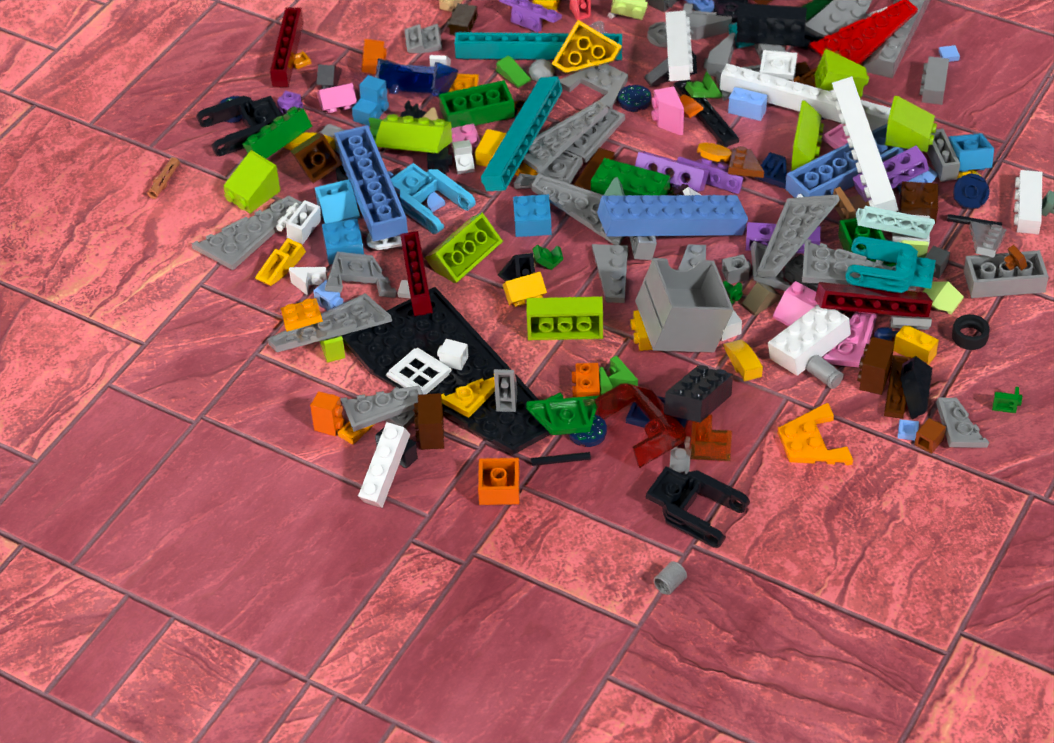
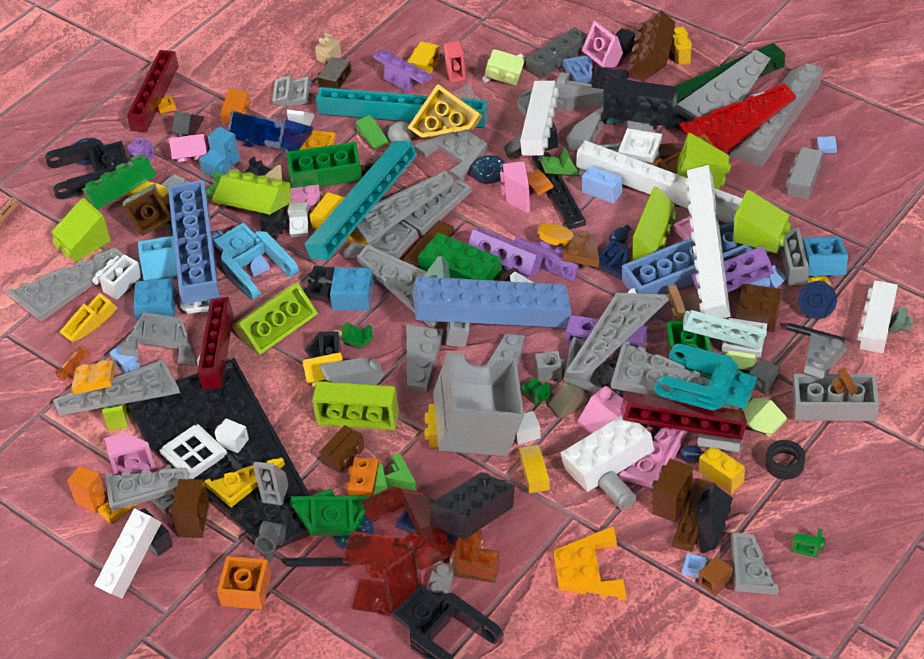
camera: 10 degrees right, 0 degrees up
(276, 304) = (72, 362): none -> clear orange pin
(306, 276) = (110, 335): white slope -> none
(359, 378) = (129, 454): none -> bright pink slope
(500, 212) = (320, 283): none -> black cylinder
(514, 439) = (269, 537): none -> dark grey piece
(556, 287) = (354, 371): none -> light grey slope
(559, 358) = (342, 449): none -> reddish brown brick
(639, 441) = (388, 559): none -> clear red windscreen
(774, 147) = (620, 234): none -> dark blue cylinder

